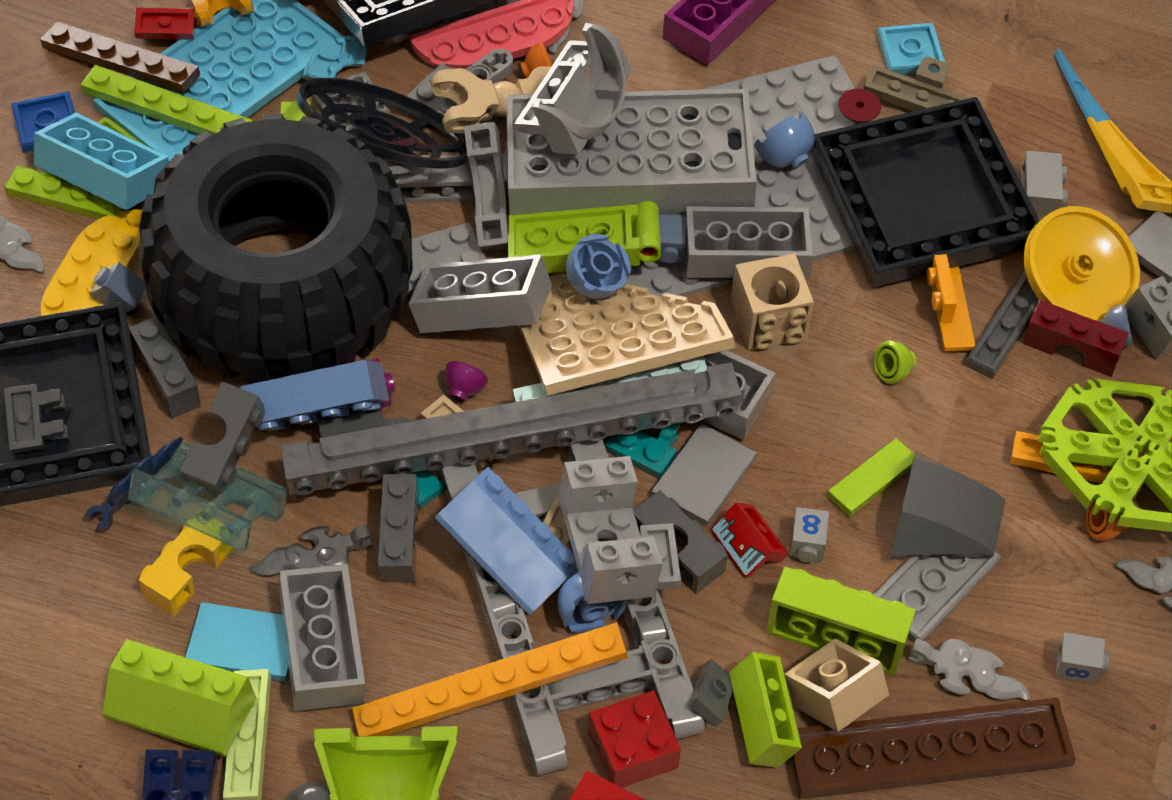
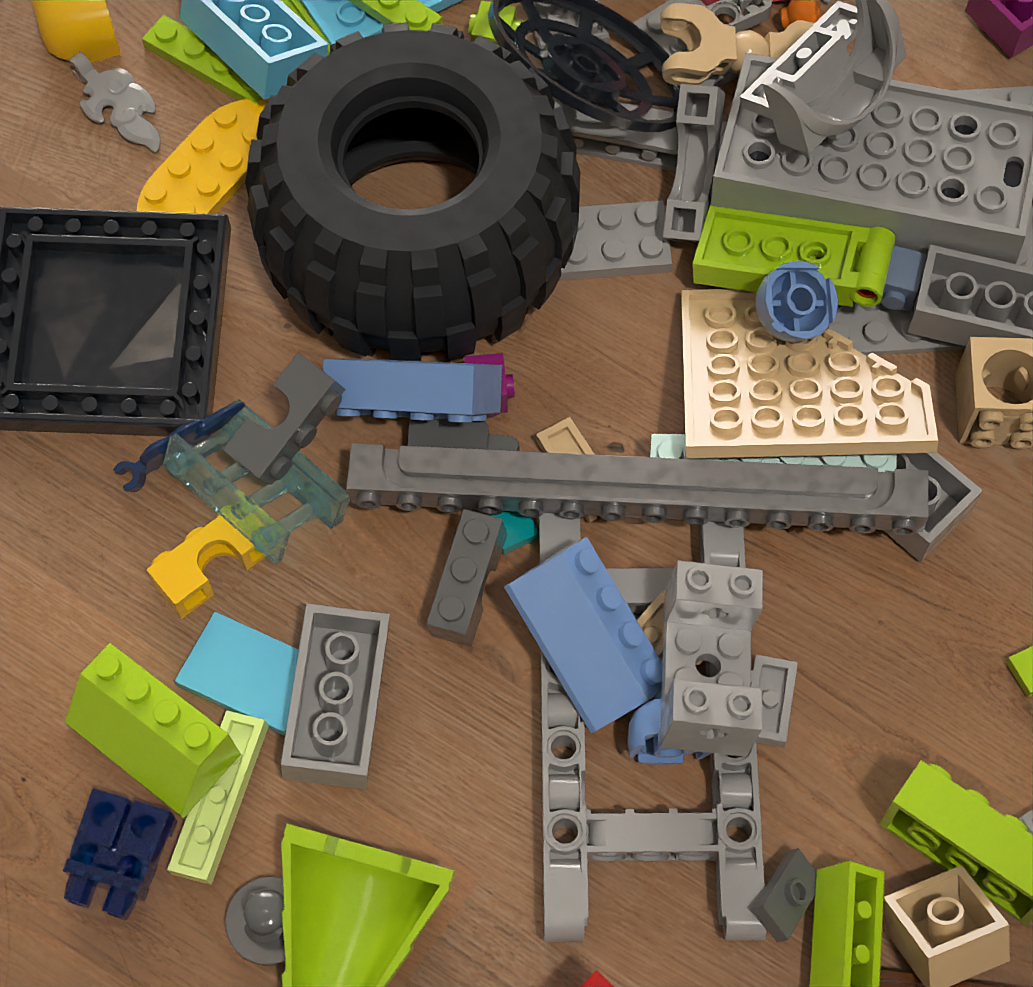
camera: 20 degrees right, 10 degrees up
(24, 417) = (77, 334): dark grey plate -> none
(117, 285) = (225, 193): sand blue brick -> none
(160, 357) = (255, 306): dark grey arch -> none
(326, 552) = (375, 591): flat silver piece -> none
(464, 380) = (599, 404): magenta brick -> none
(480, 294) = (647, 301): light grey brick -> none
(490, 682) = (521, 810): light orange plate -> none
(634, 740) = (674, 929): red brick -> none
(646, 452) = (796, 549): teal plate -> none
(701, 557) = (825, 708): dark grey arch -> none
(705, 473) = (858, 596): light grey tile -> none
(748, 538) = (891, 696): red panel -> none
(809, 534) = (967, 712): light grey brick -> none

